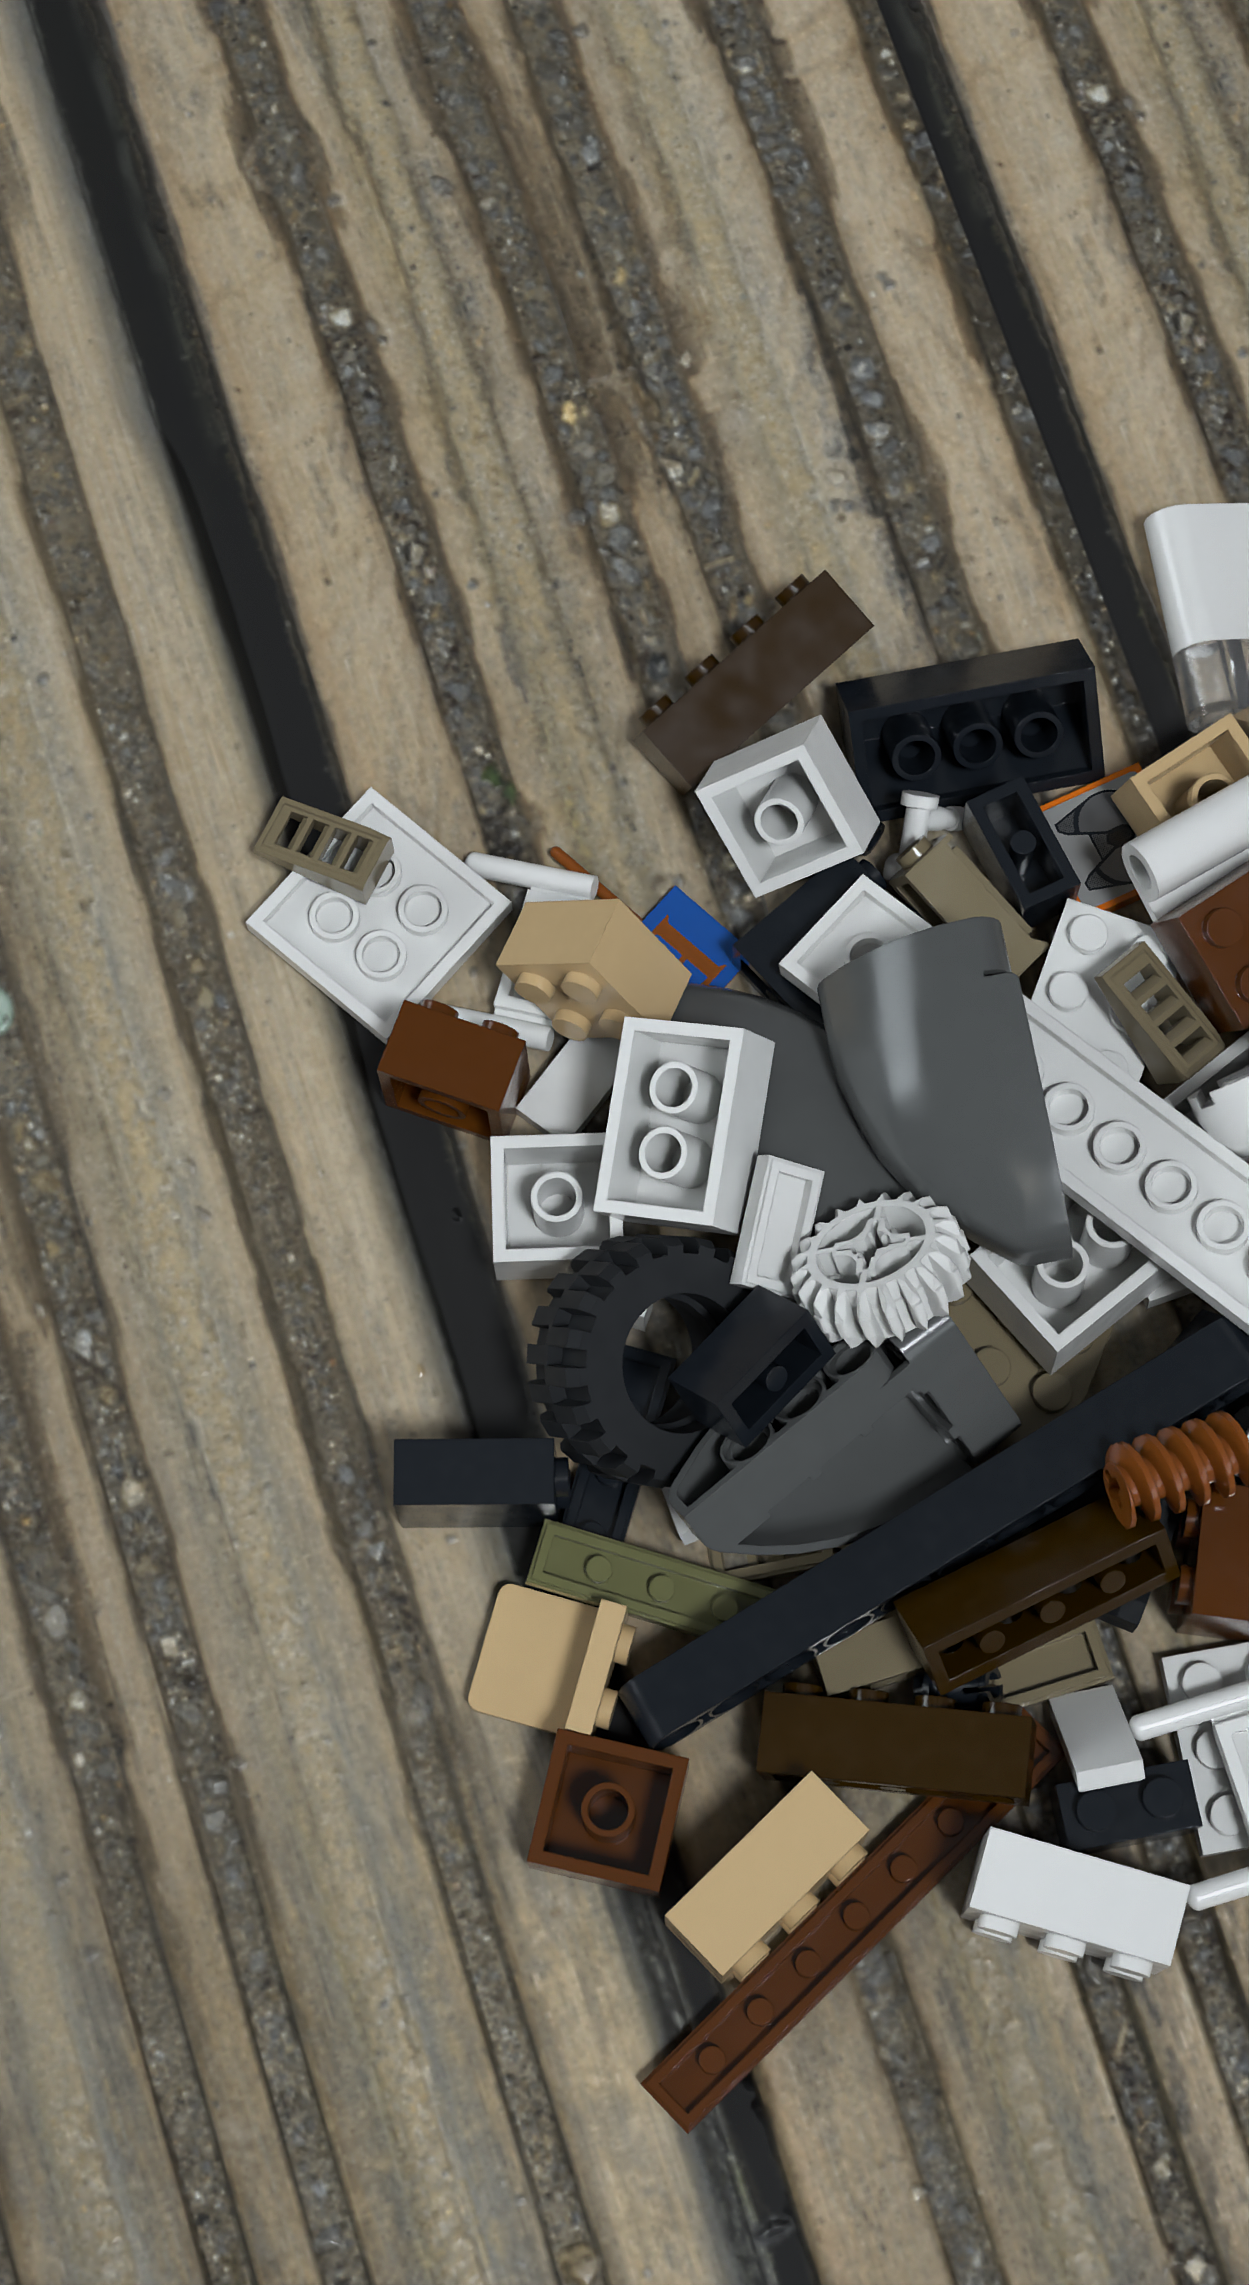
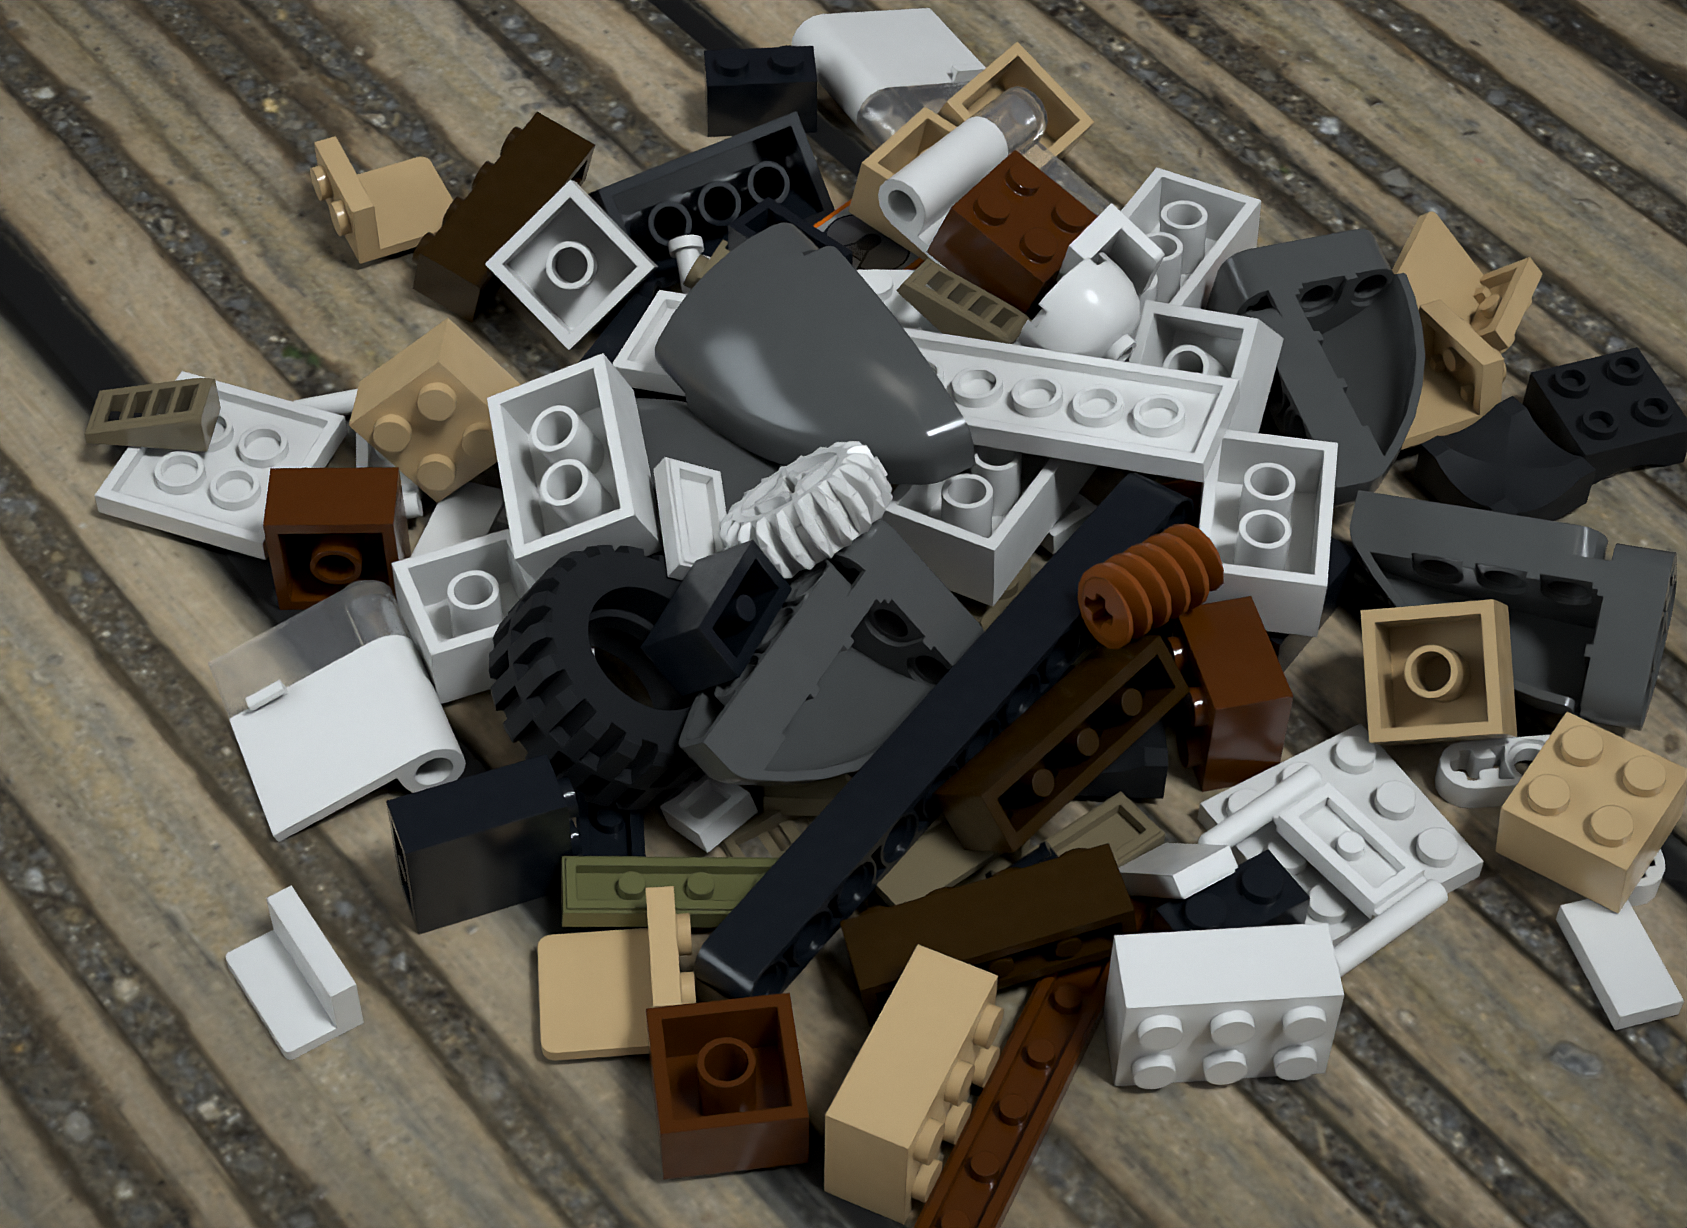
camera: 25 degrees left, 25 degrees down
(275, 1546) = (296, 979): none -> white panel
(399, 1257) = (335, 708): none -> white door
(641, 614) = (382, 207): none -> tan bracket
(1083, 585) = (758, 87): none -> black brick

